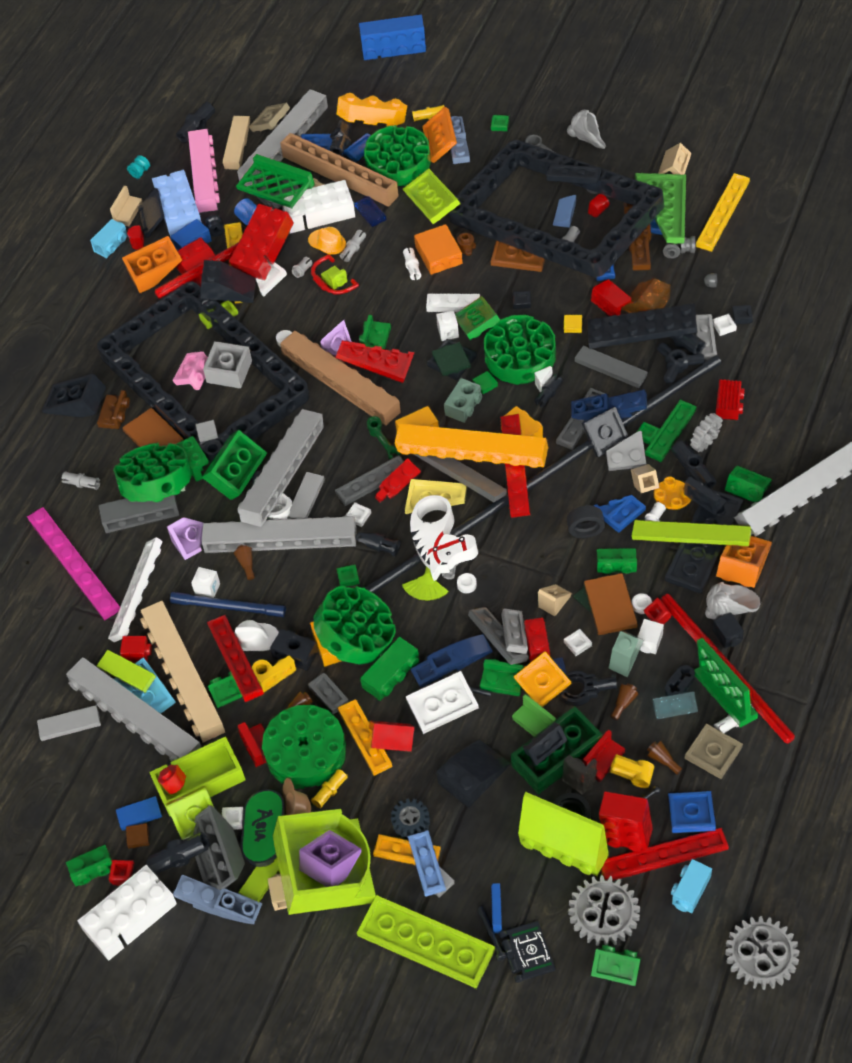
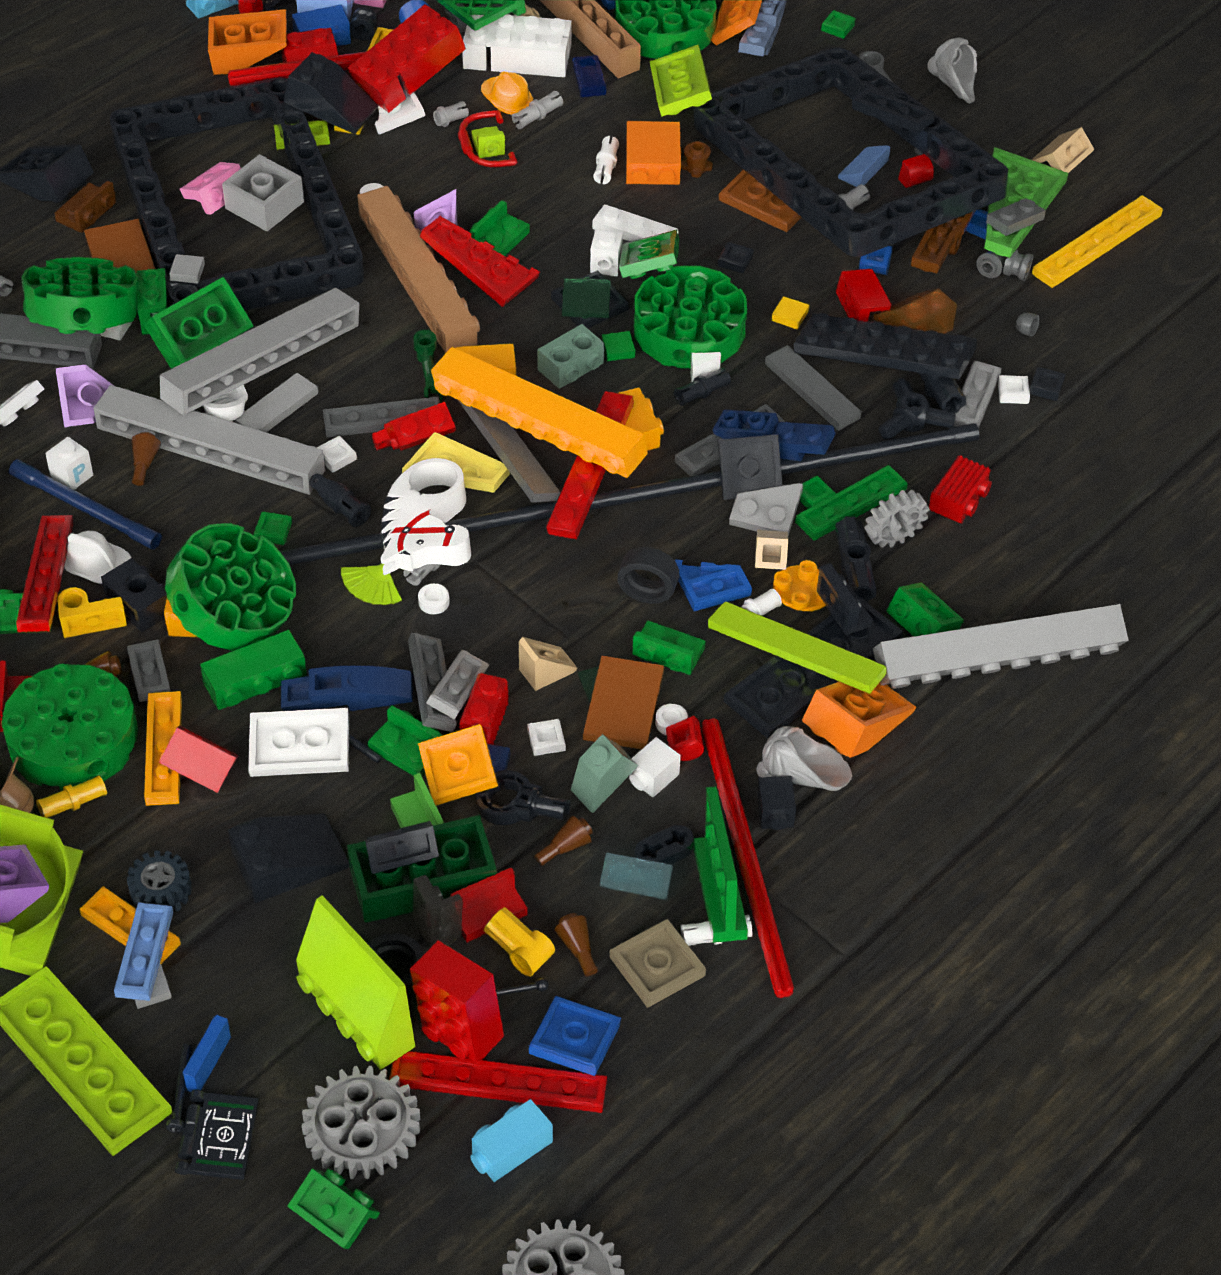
camera: 15 degrees right, 5 degrees down
(675, 216) = (1016, 216): none -> dark grey plate

